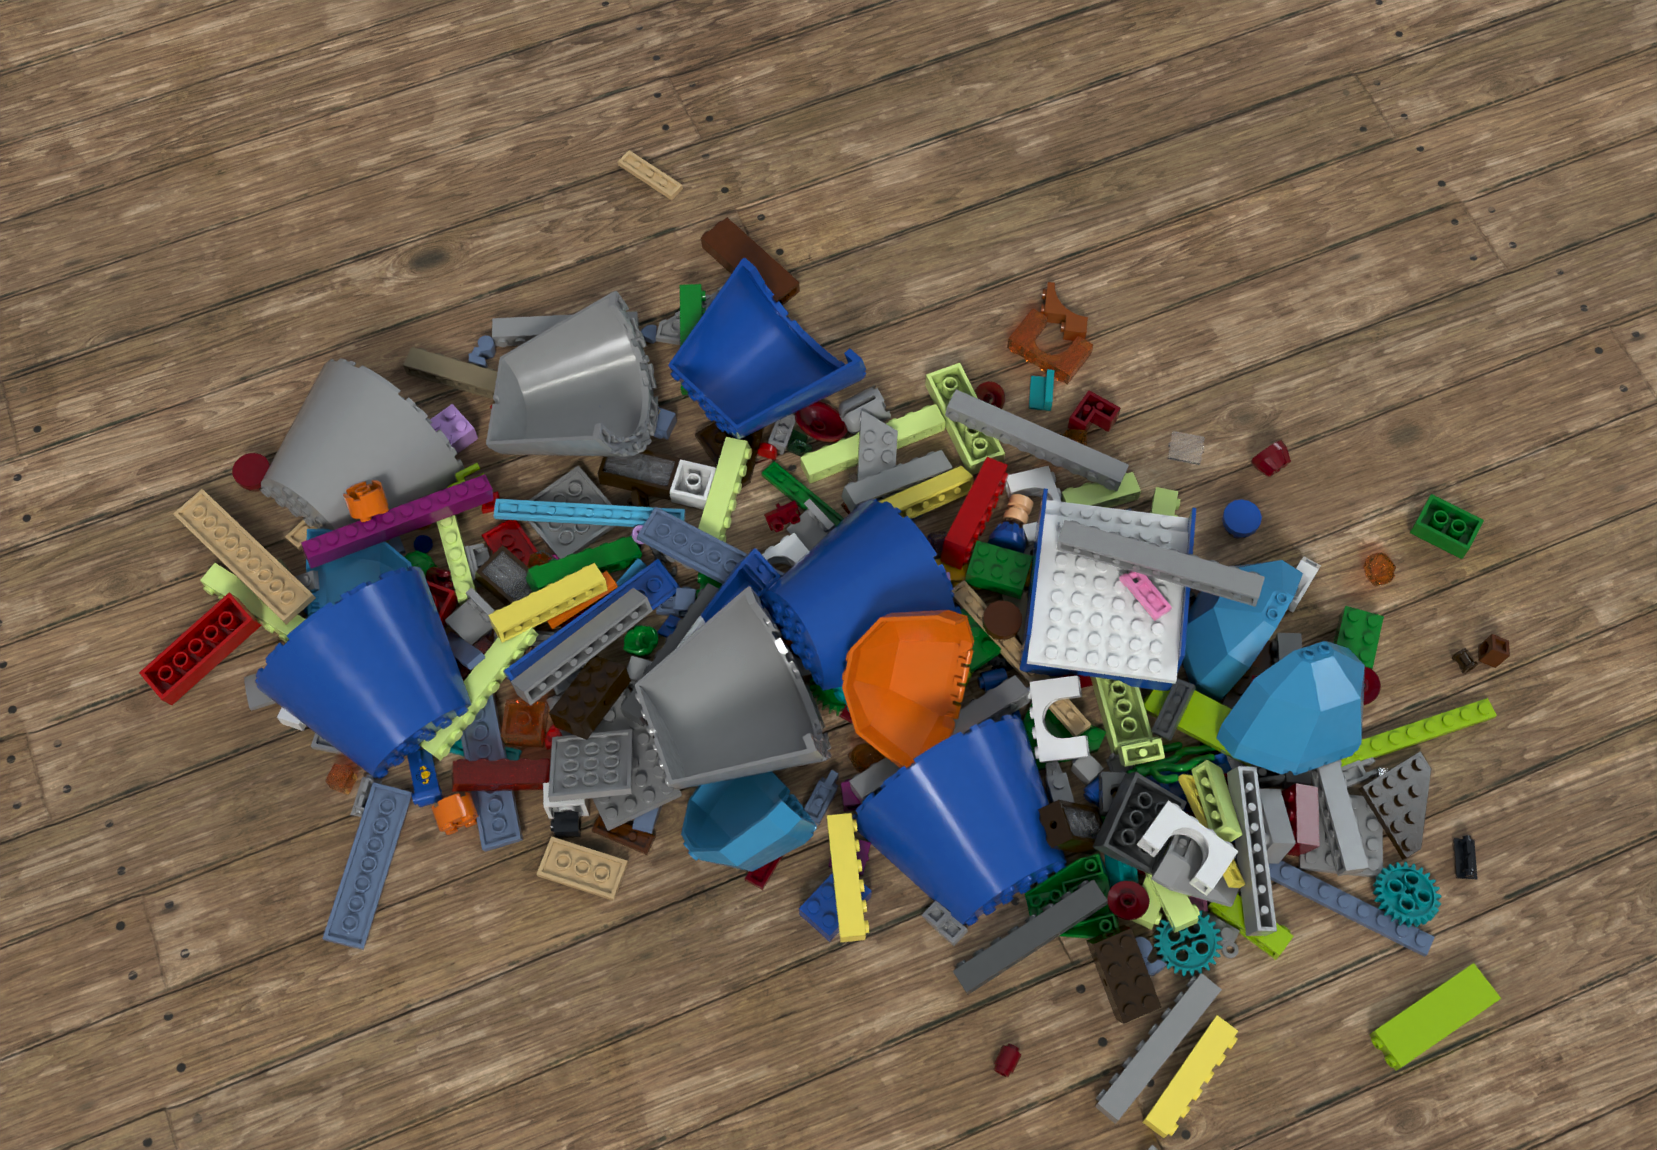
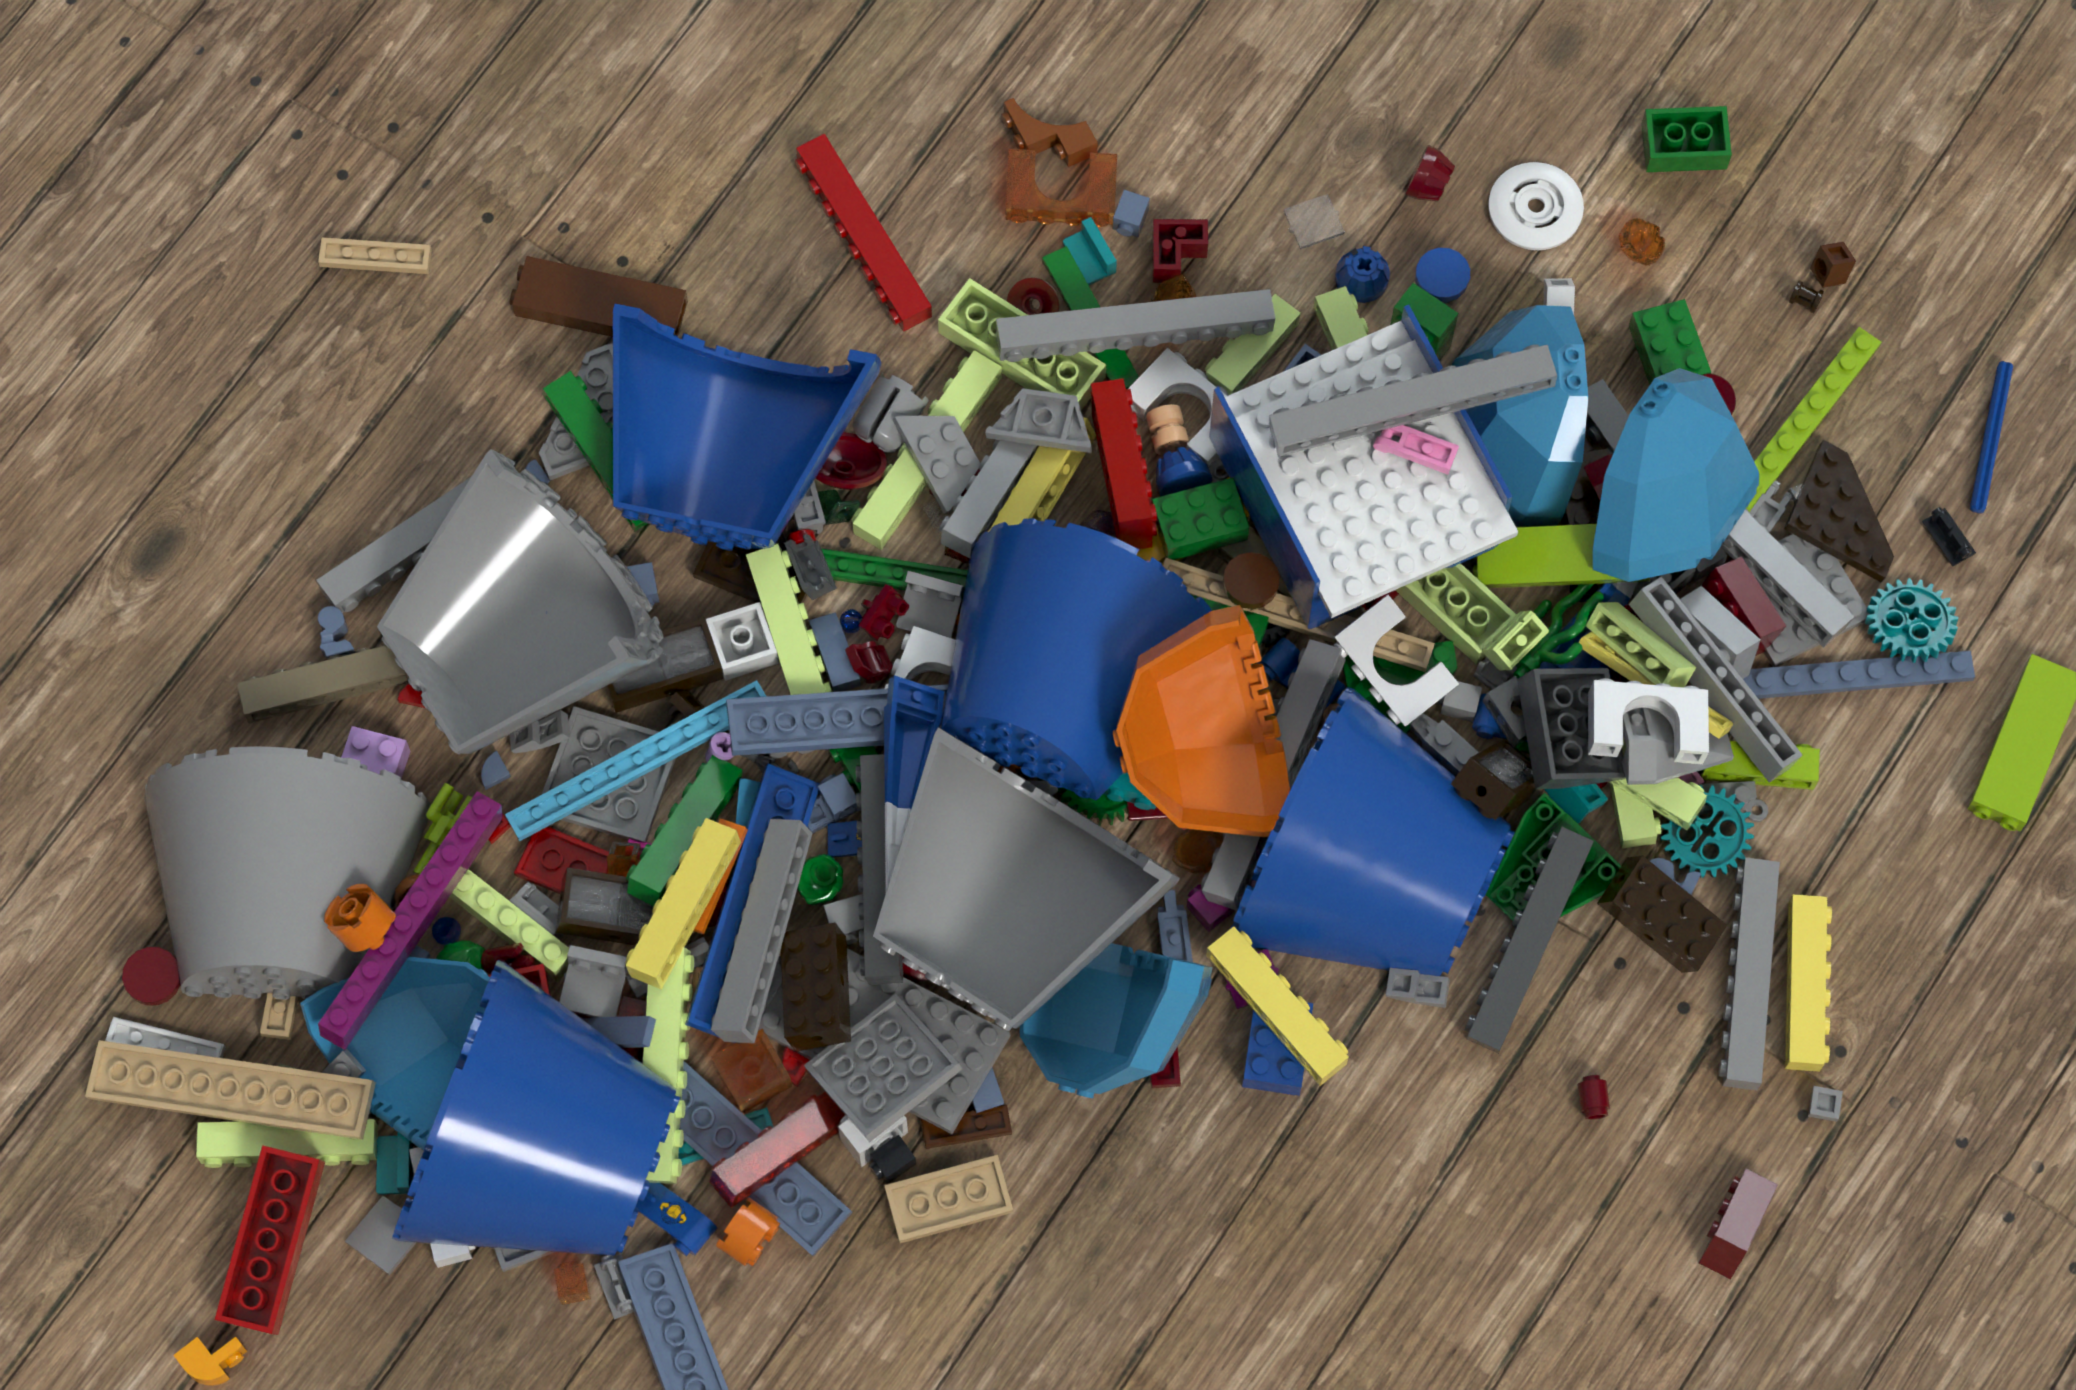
camera: 35 degrees left, 5 degrees up
(122, 697) = (208, 1367): none -> light orange brick
(235, 510) = (143, 1035): none -> white tile
(512, 475) = (494, 771): none -> sand blue tile
(548, 469) = (541, 733): none -> light grey slope
(741, 522) = (831, 647): none -> sand blue slope
(757, 534) = (869, 661): none -> dark red piece
(760, 467) = (811, 567): none -> dark grey hinge
(760, 511) = (850, 625): none -> clear blue hinge
(920, 309) = (863, 232): none -> red brick
(945, 462) = (1043, 420): none -> light grey wing
(1018, 406) = (1079, 296): none -> green tile
(1080, 382) = (1130, 214): none -> sand blue brick
(1129, 892) = (1616, 815): dark red dish -> none
(1173, 709) = (1521, 569): dark grey plate -> none
(1195, 492) = (1363, 274): none -> blue piece
(1211, 536) = (1434, 317): none -> green brick
(1309, 513) = (1517, 222): none -> white piece
(1532, 815) = (1991, 437): none -> blue axle

